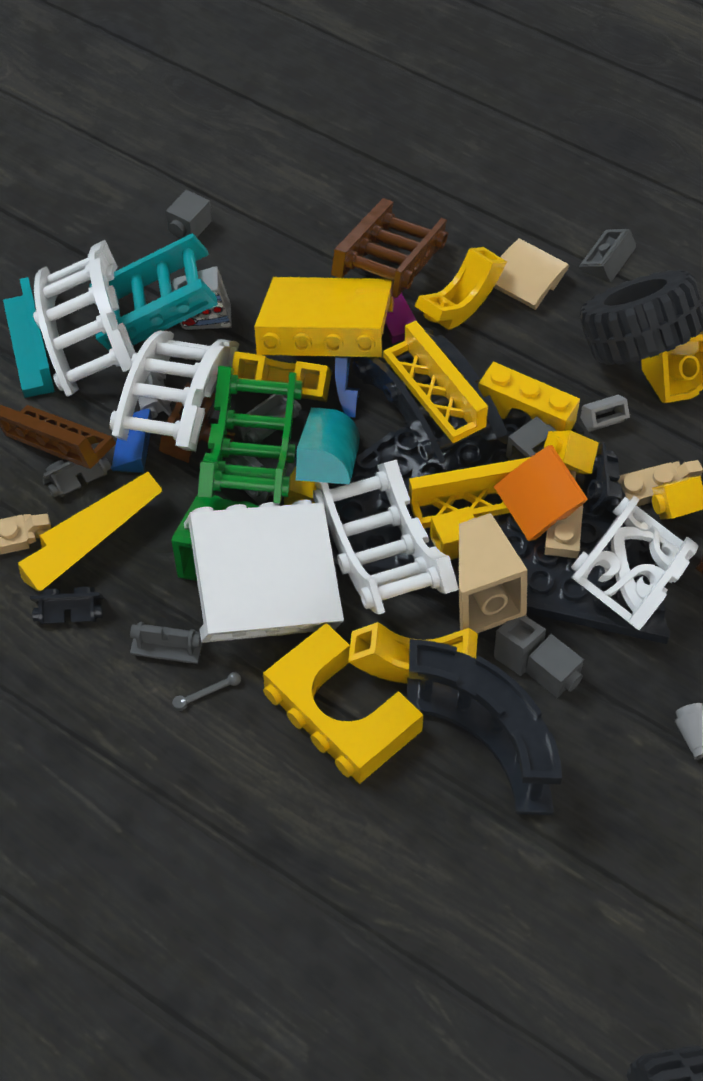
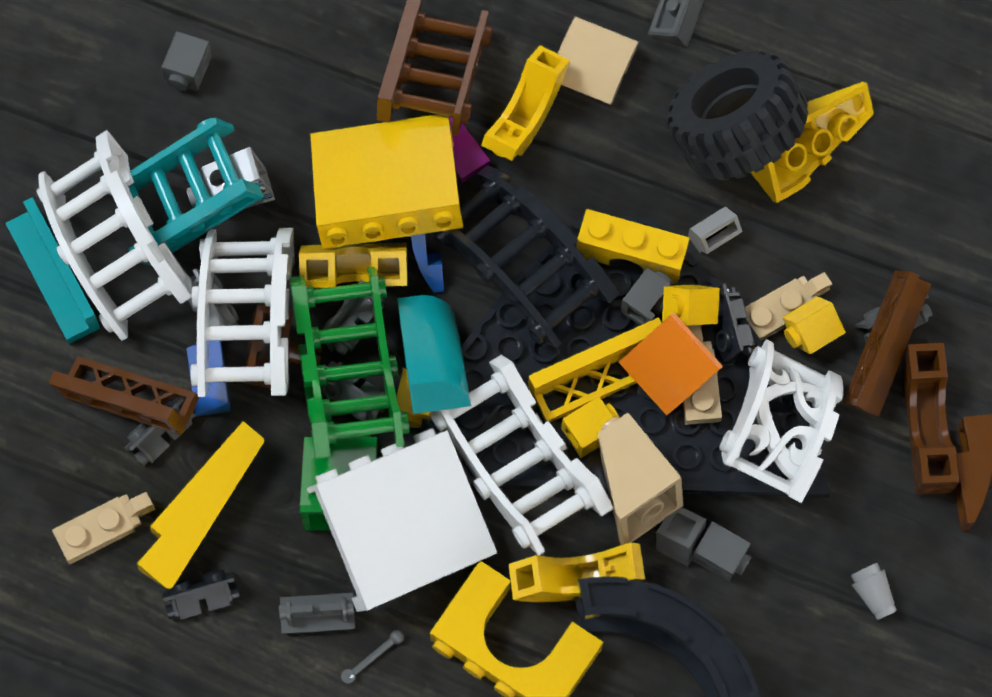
camera: 15 degrees left, 15 degrees up
(447, 378) = (542, 248): yellow fence -> none

